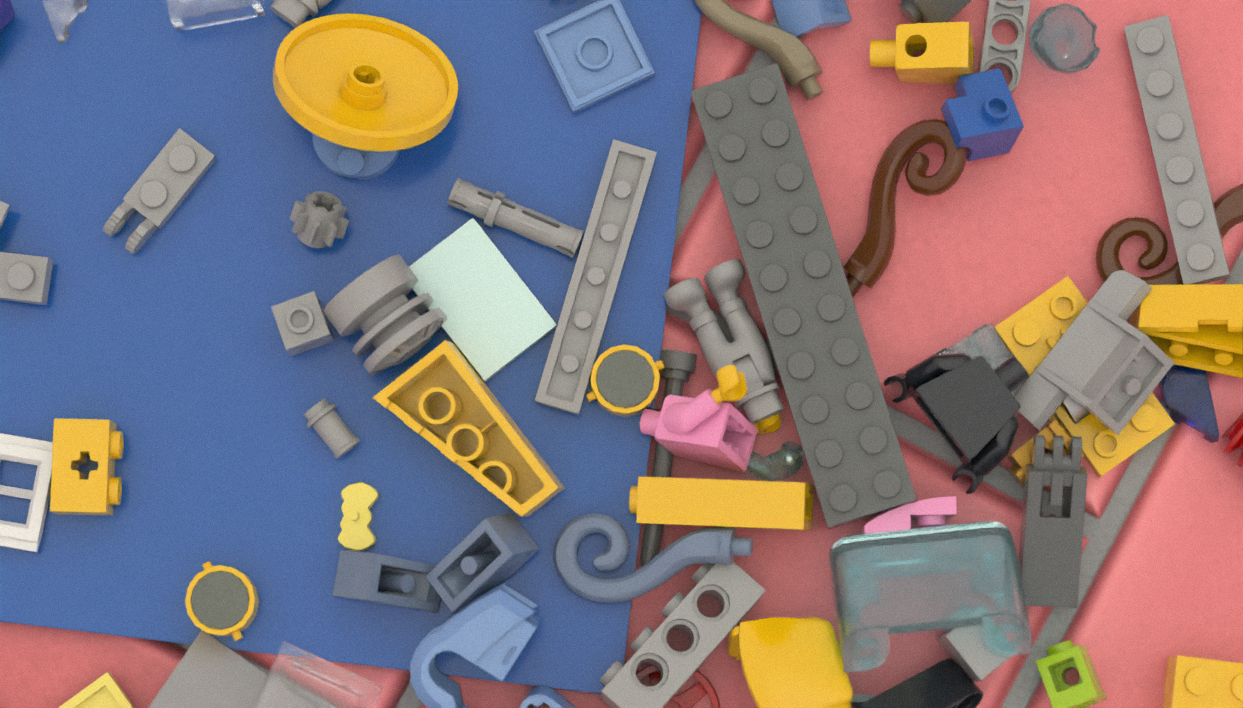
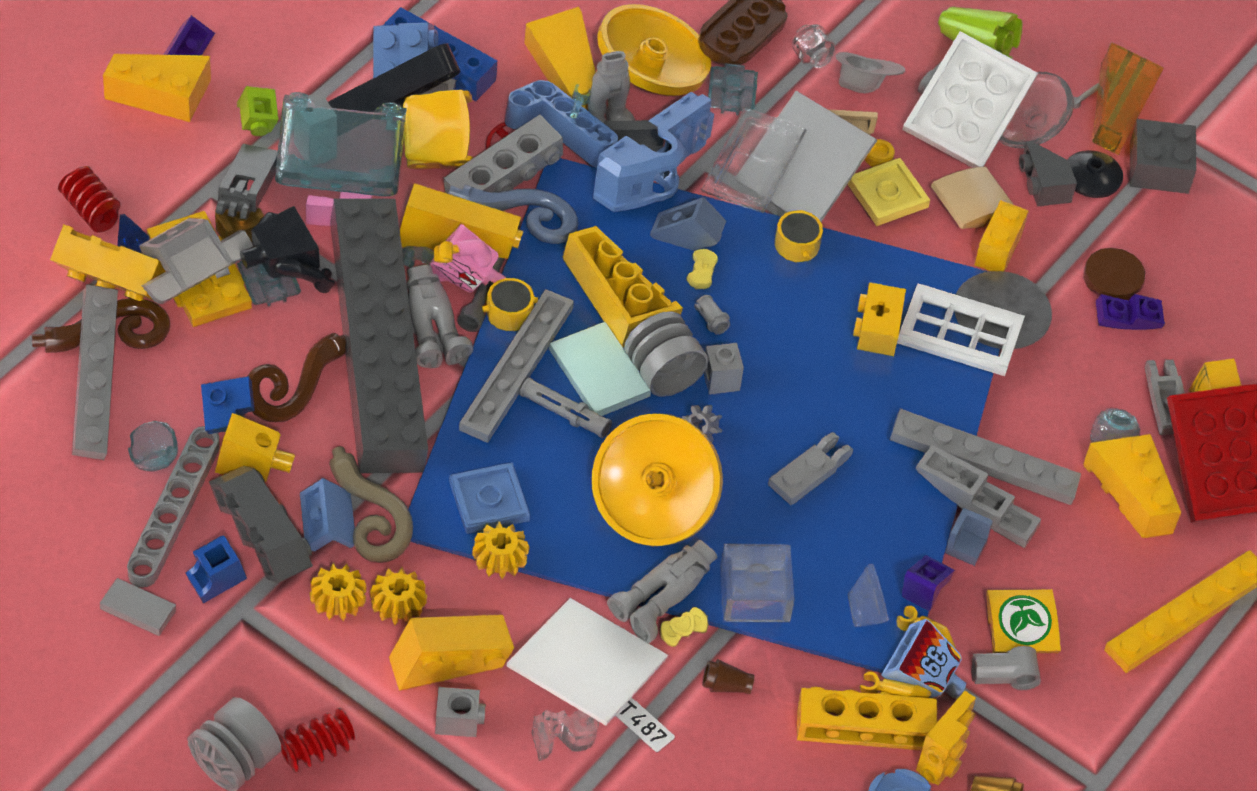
camera: 175 degrees left, 30 degrees down
(482, 560) = (626, 219): sand blue slope -> none

